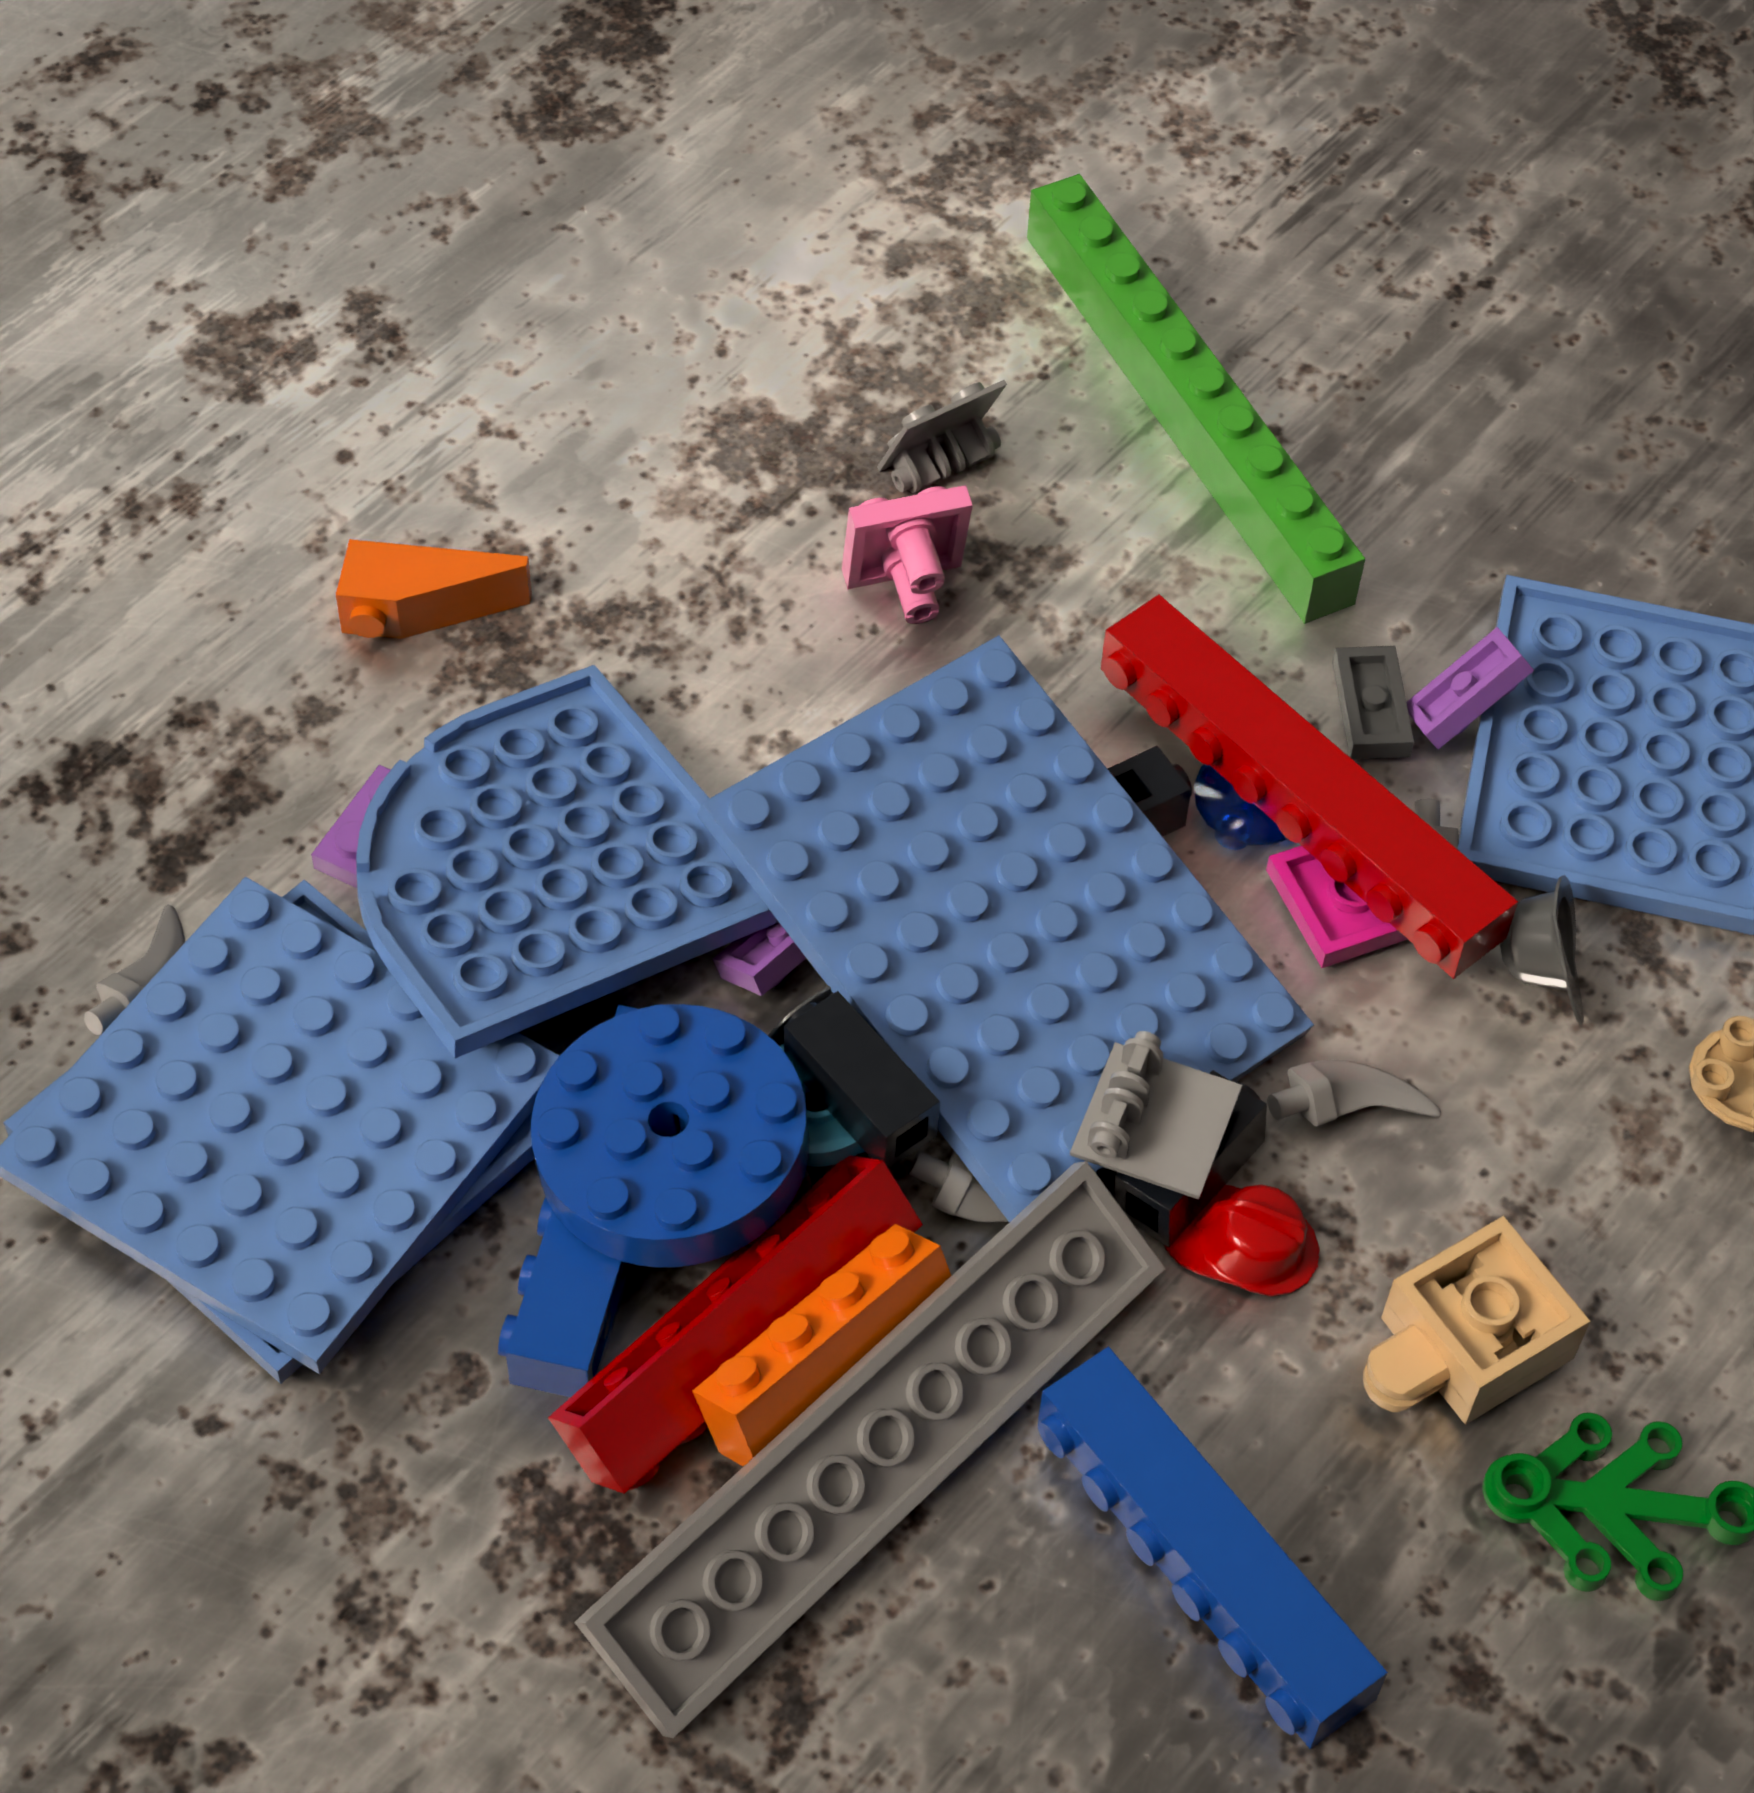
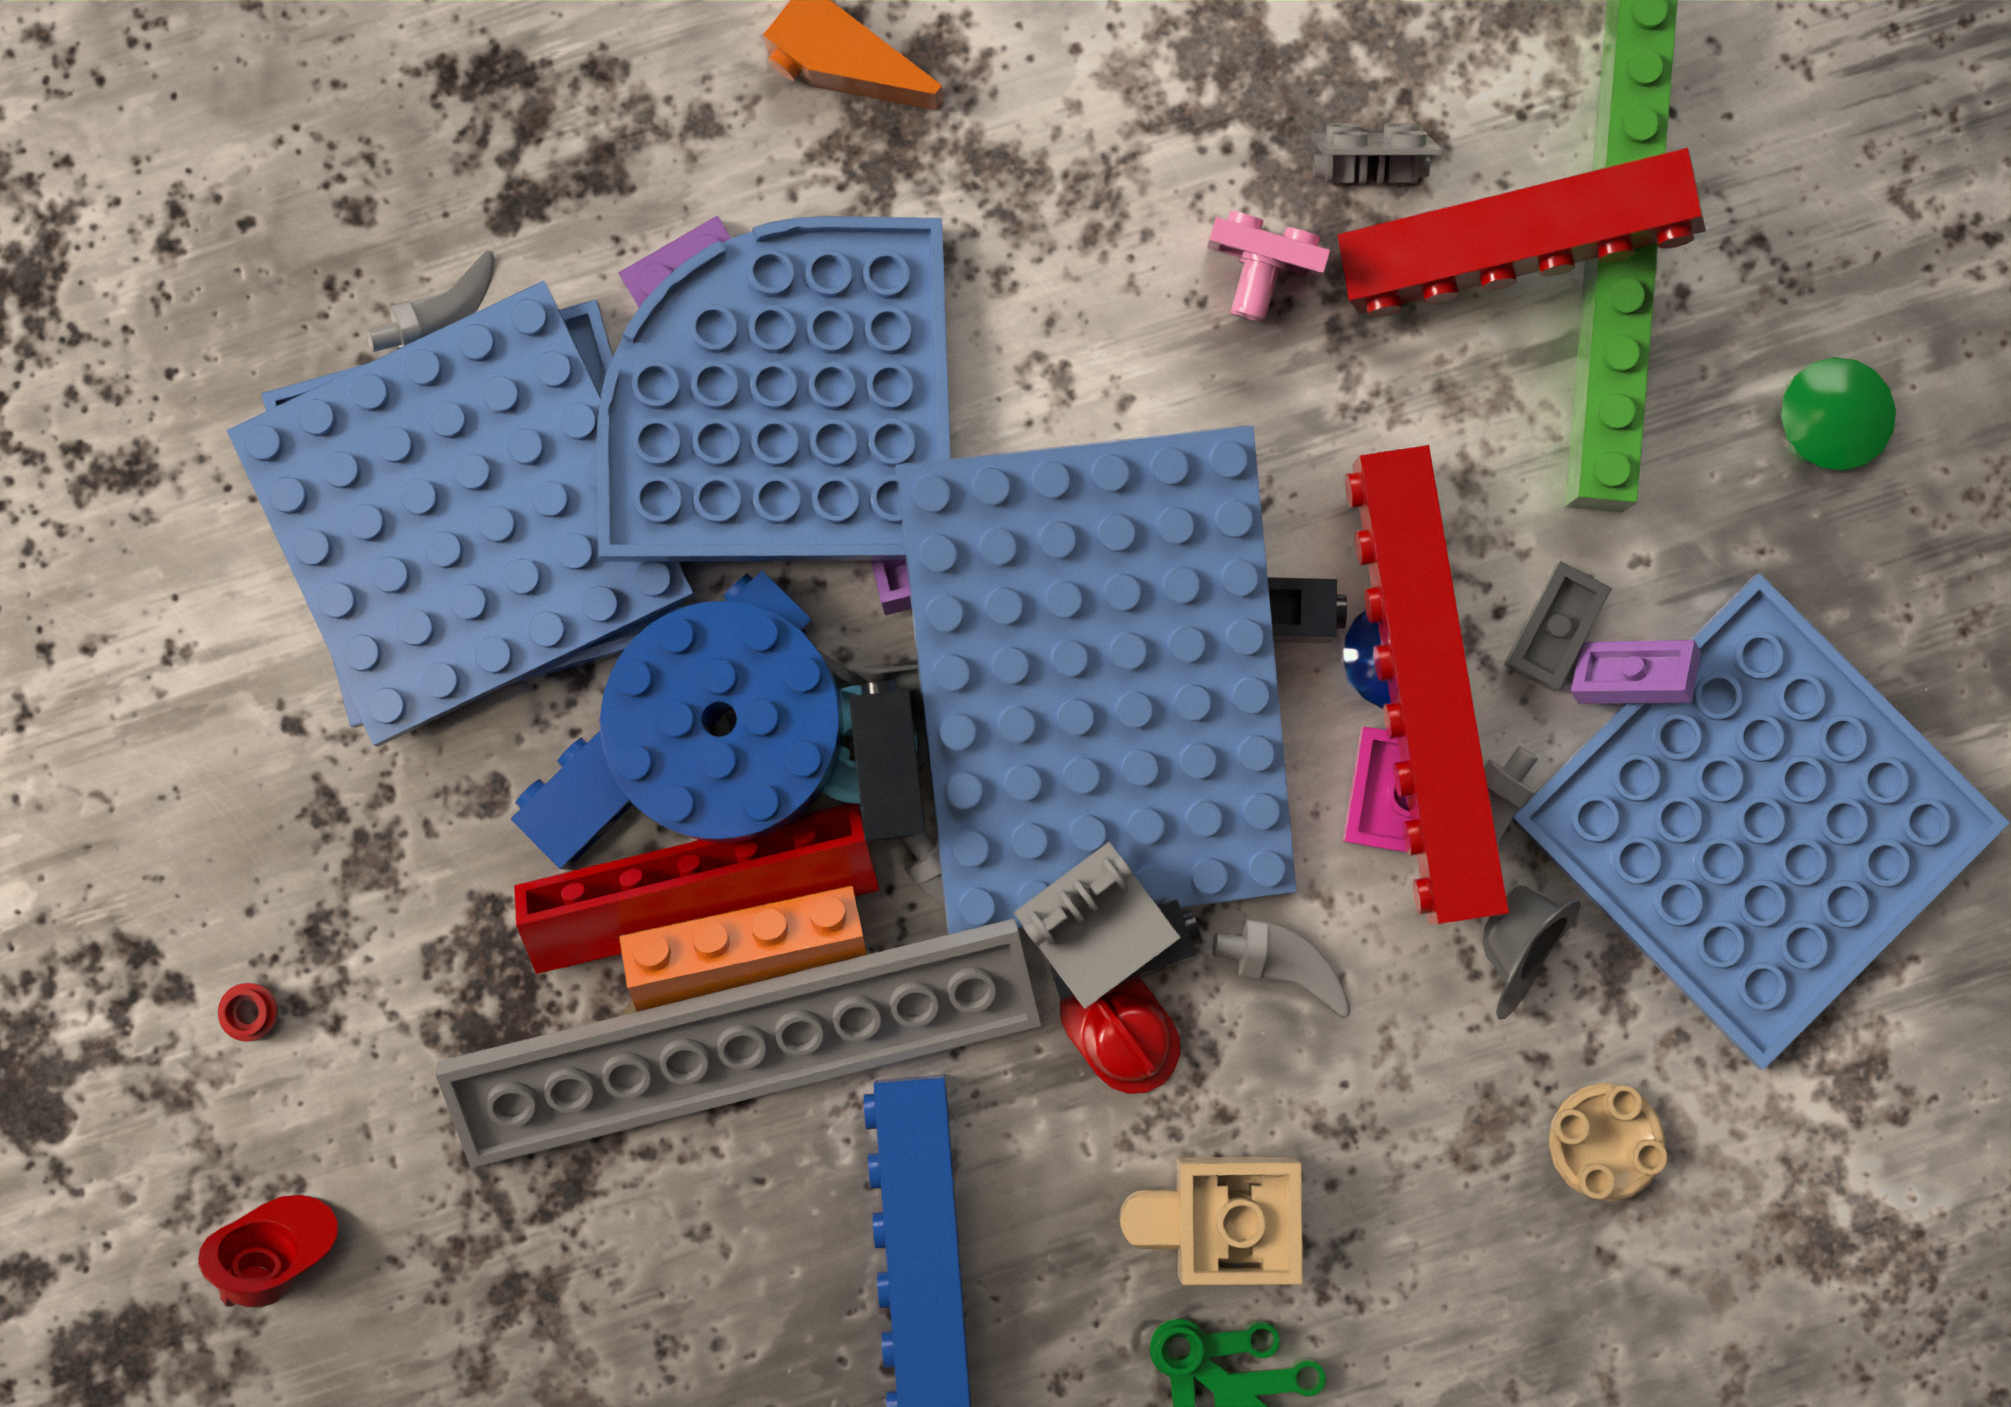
camera: 35 degrees right, 30 degrees up
(321, 1704) = (230, 1012): none -> red plate
(1114, 417) = (1522, 233): none -> red brick
(1471, 446) = (1837, 414): none -> green dish

